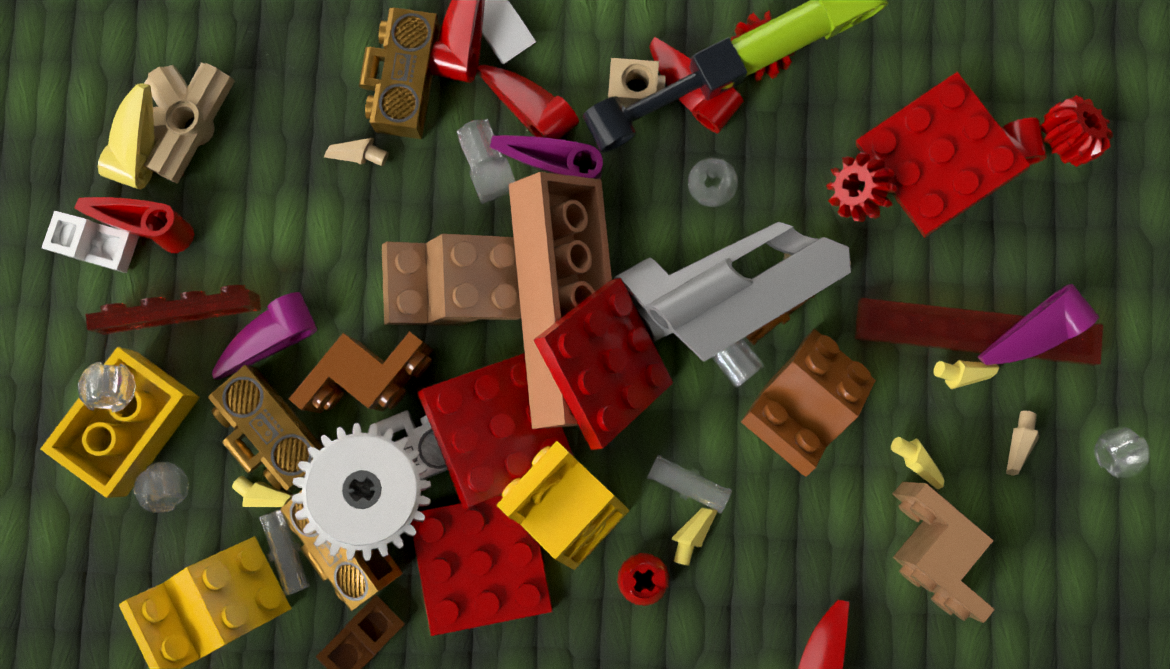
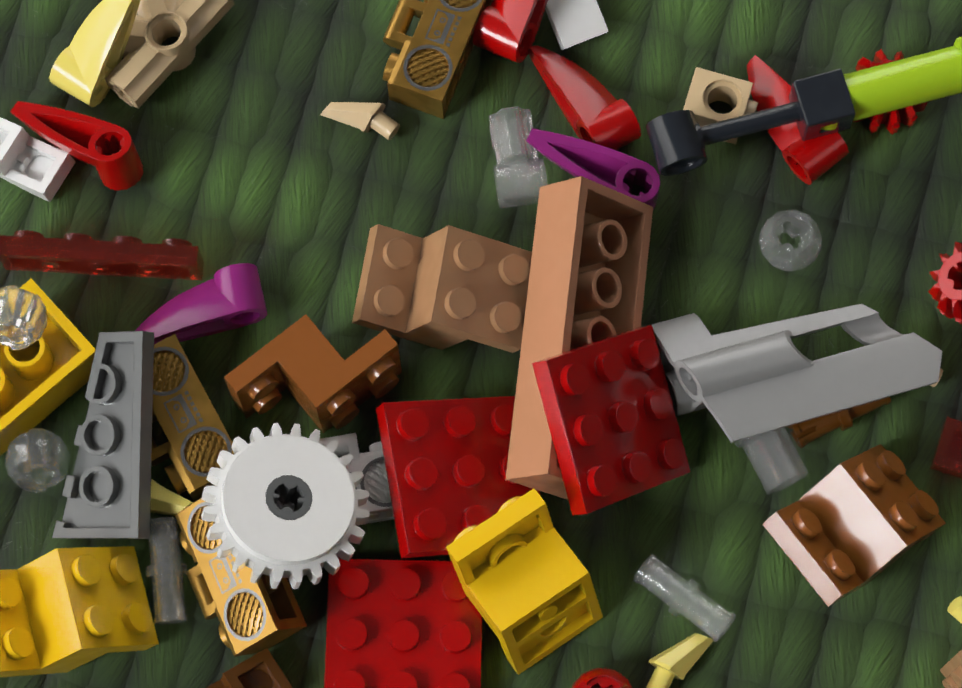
camera: 15 degrees right, 10 degrees down
(221, 482) = (113, 464): none -> wing

